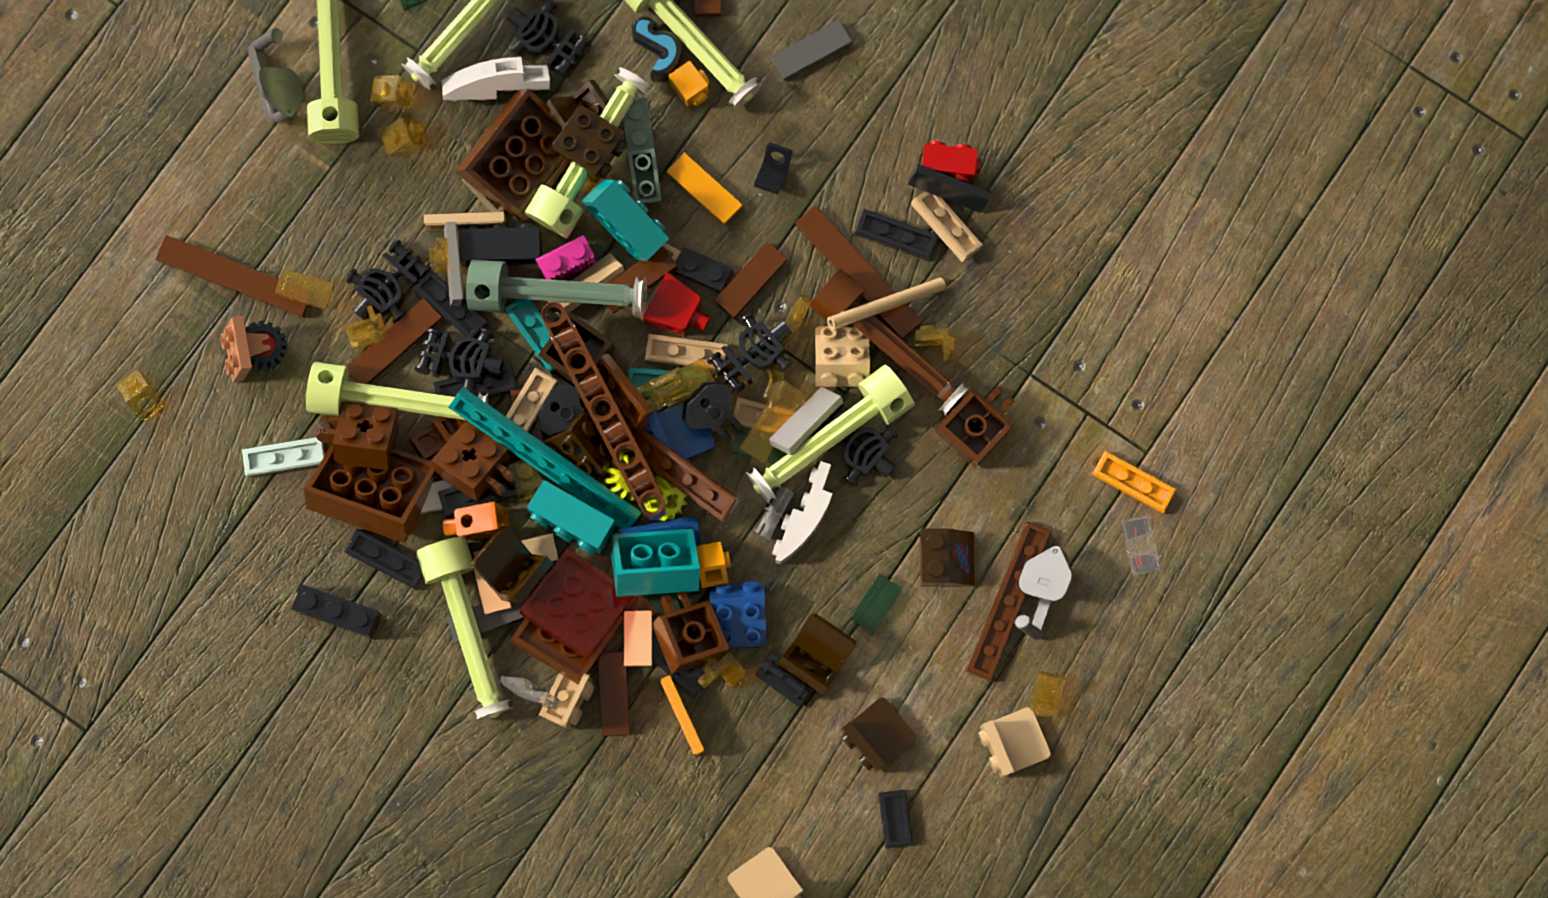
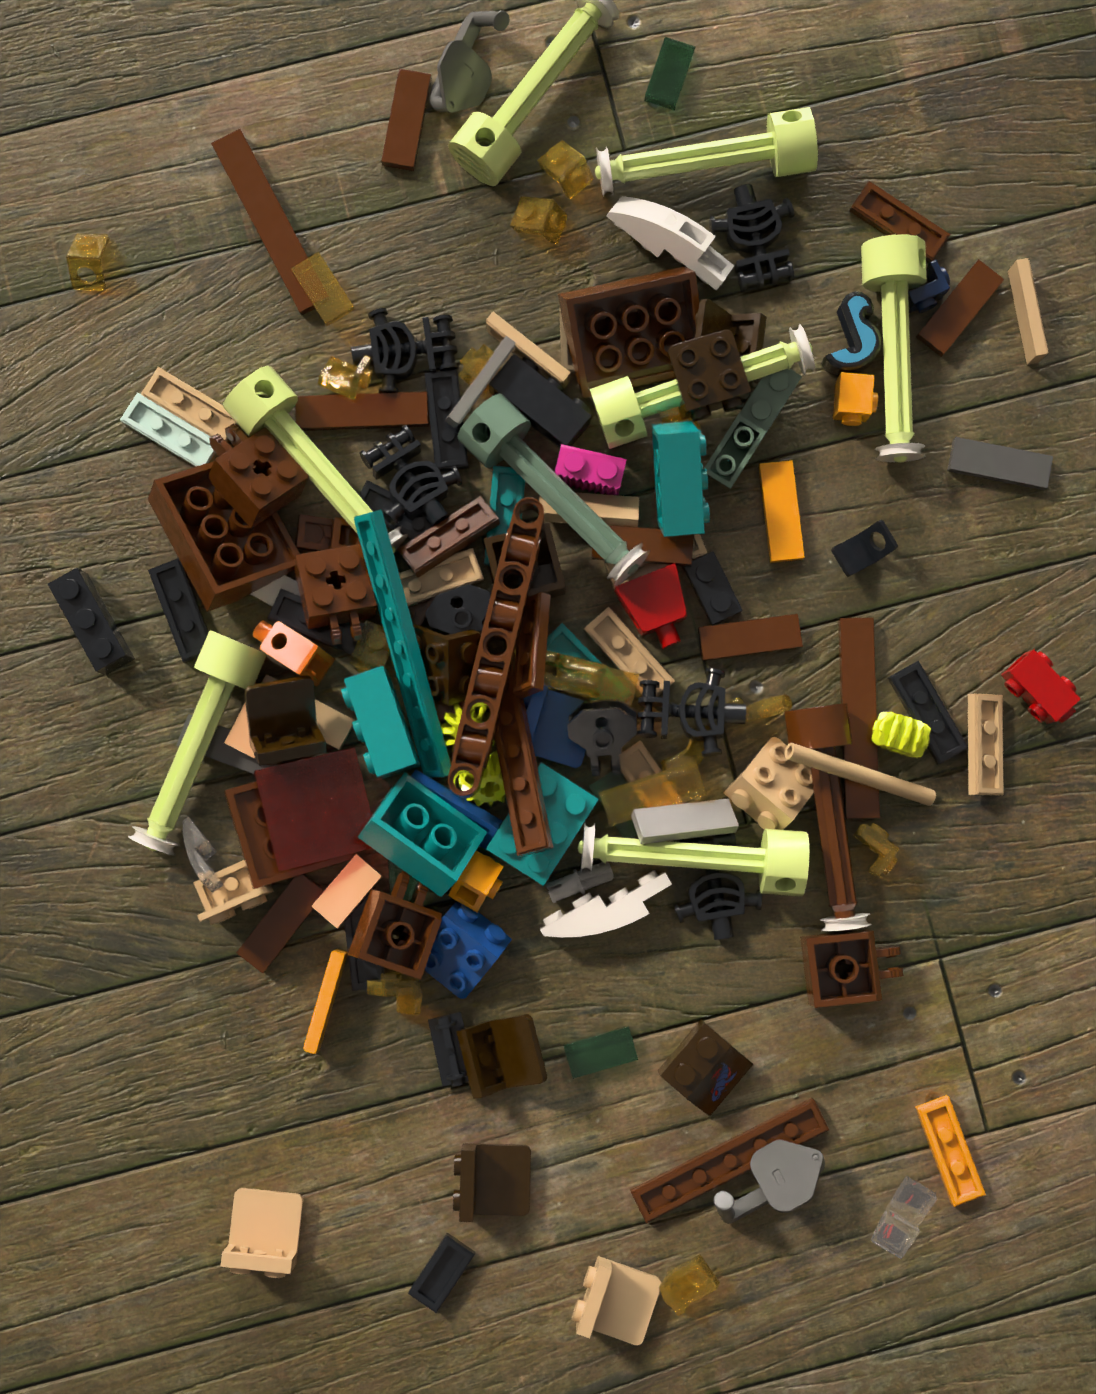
camera: 40 degrees right, 5 degrees up
(252, 347) = (230, 305): nougat plate -> none
(266, 143) = (406, 119): none -> reddish brown tile
(280, 429) = (188, 403): none -> tan tile
(514, 373) = (448, 536): none -> reddish brown tile
(731, 473) = (566, 812): none -> teal brick
(890, 260) = (901, 734): none -> neon yellow gear
(949, 188) = (1019, 713): black tile -> none

